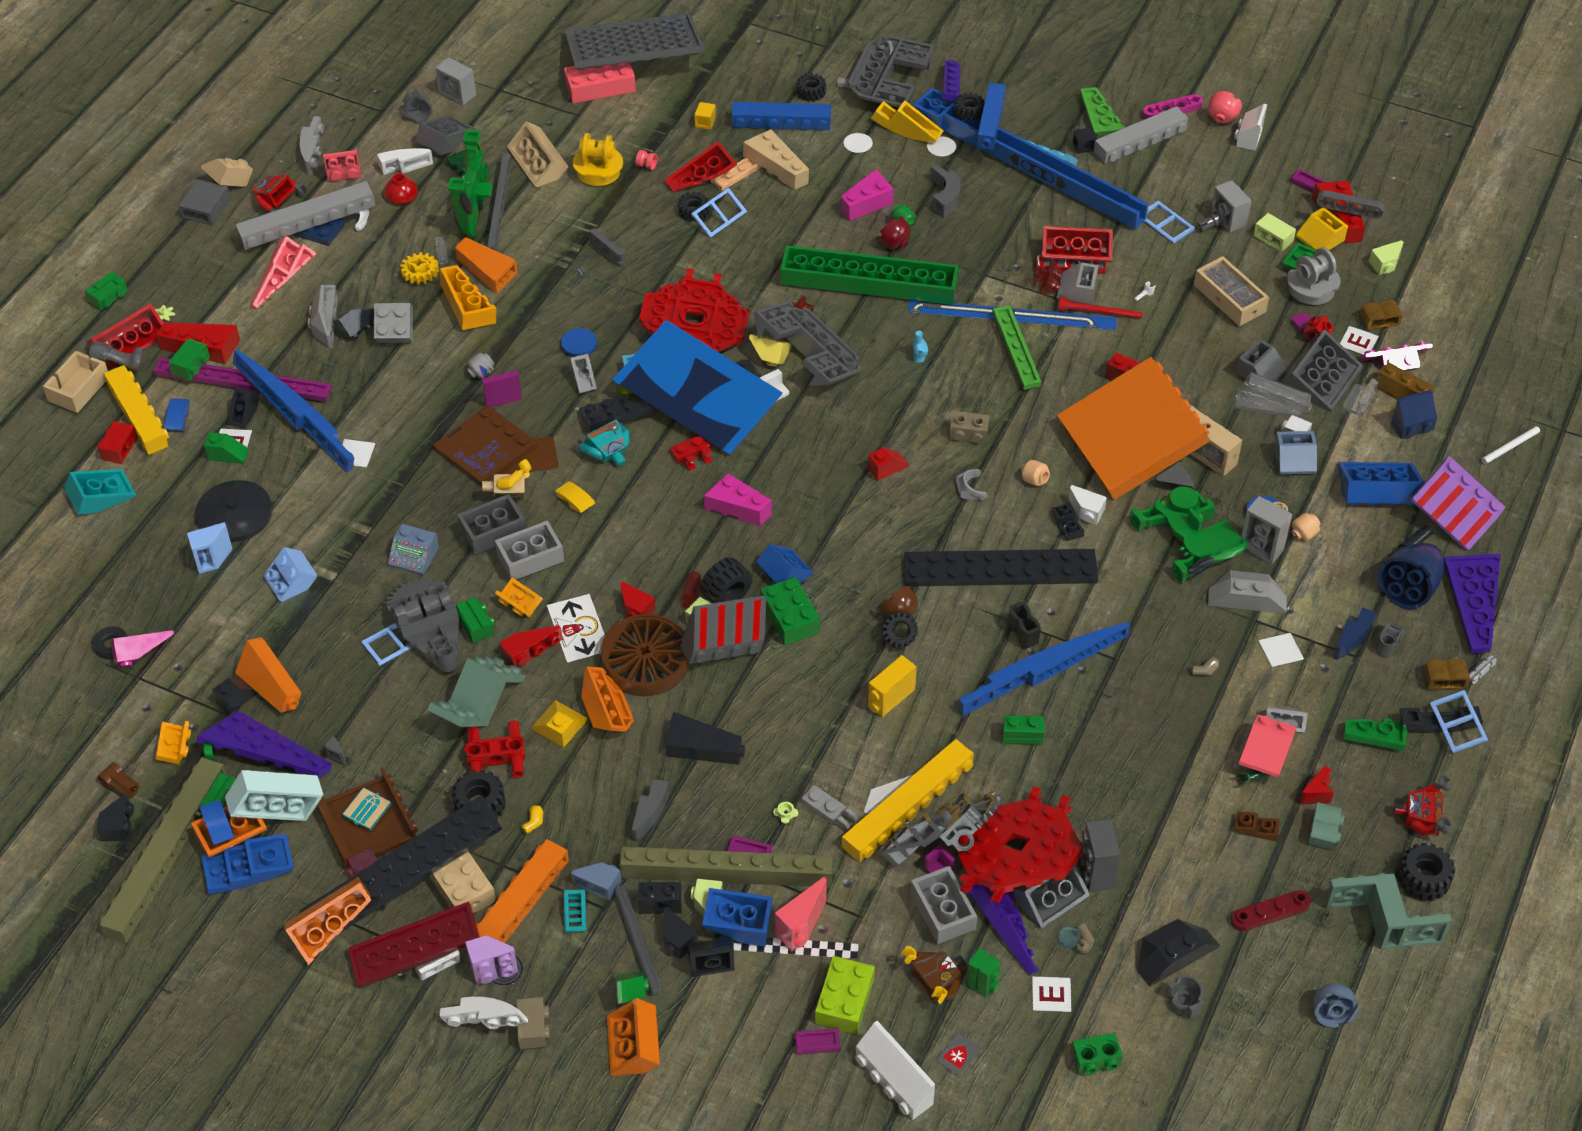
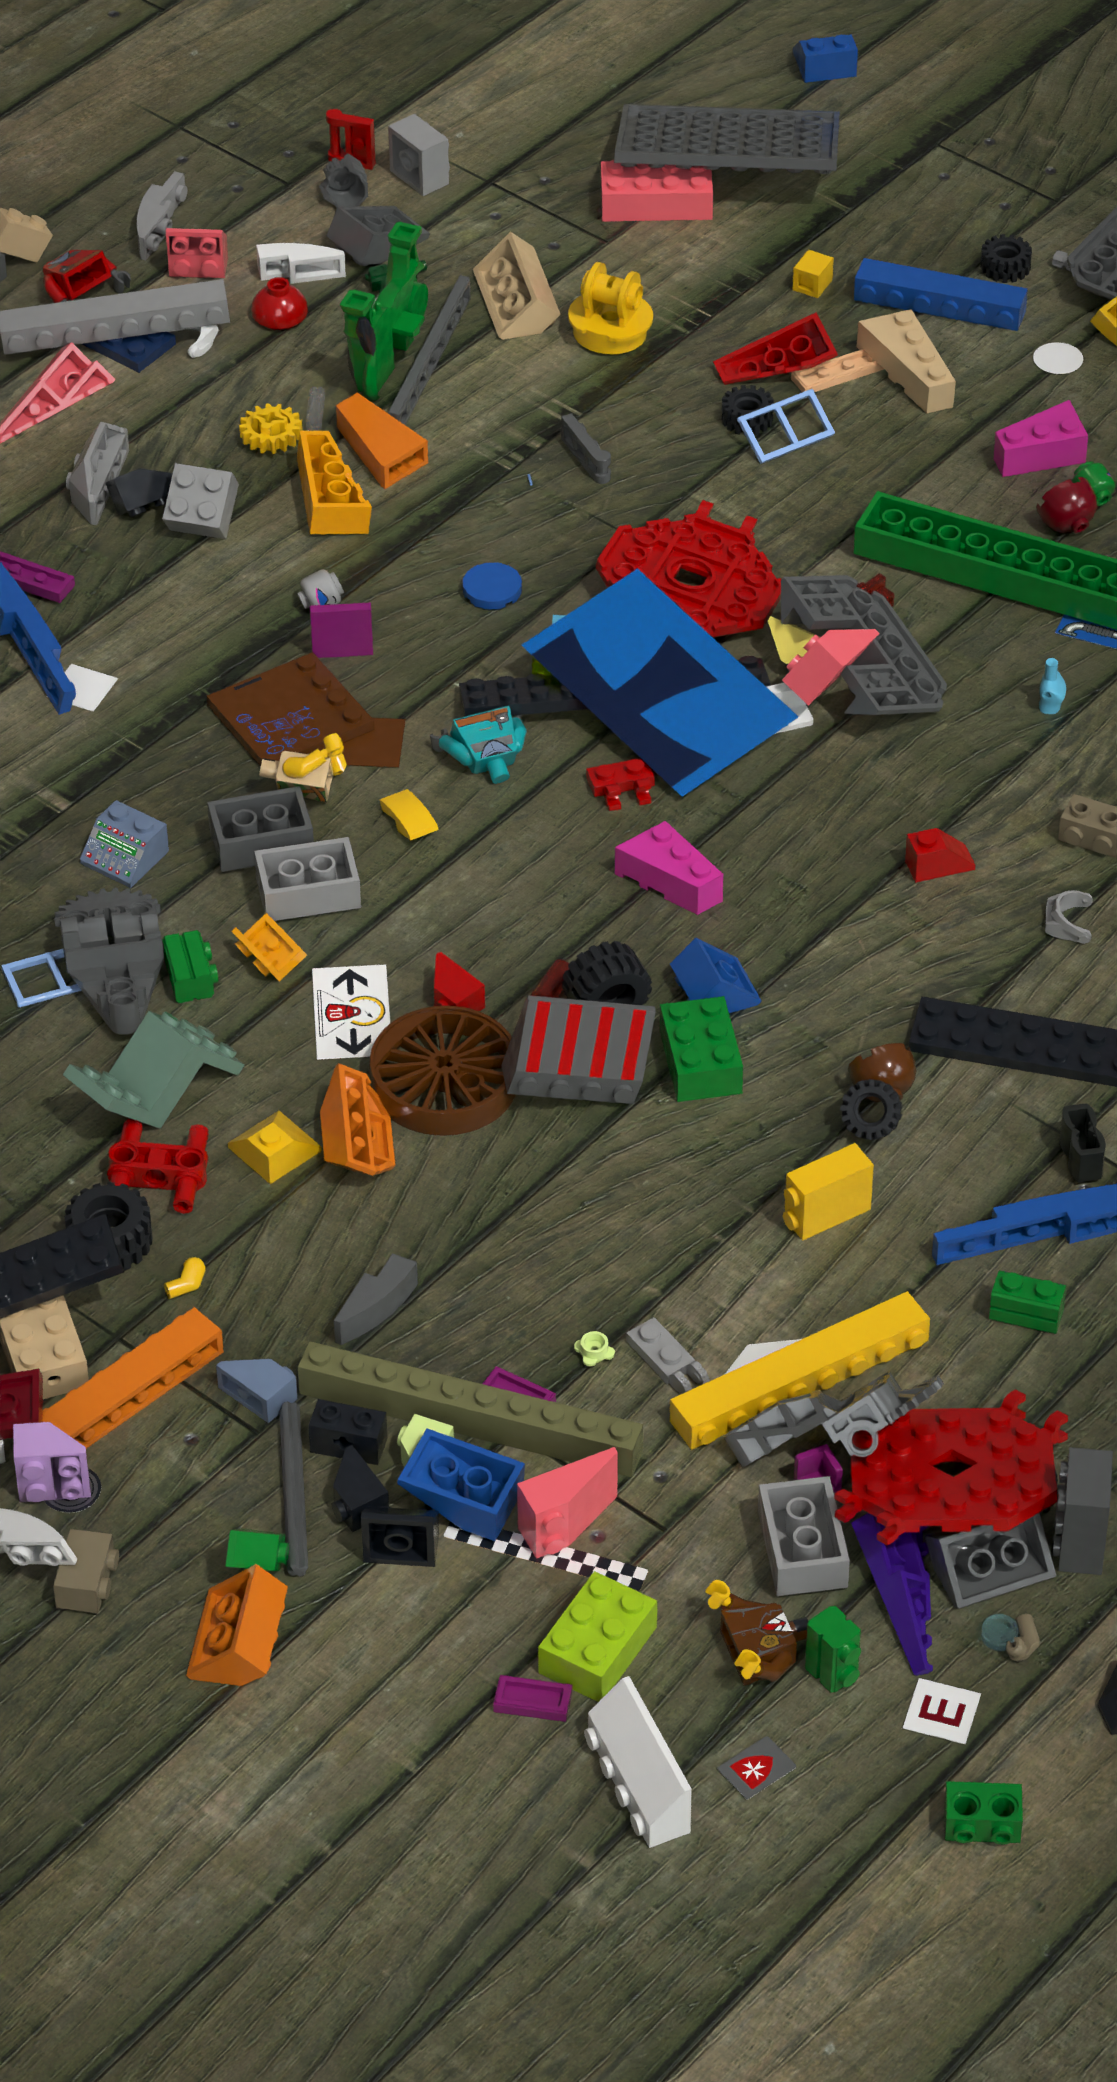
camera: 15 degrees right, 5 degrees down
(417, 75) = (358, 137): none -> red plate
(527, 644) = (259, 1019): red slope -> none
(574, 895) = (214, 1401): teal slope -> none
(582, 373) = (481, 630): light grey arch -> none
(646, 159) = (690, 324): coral wheel -> none
(702, 741) = (492, 1216): black slope -> none
(791, 357) = (825, 661): none -> coral slope

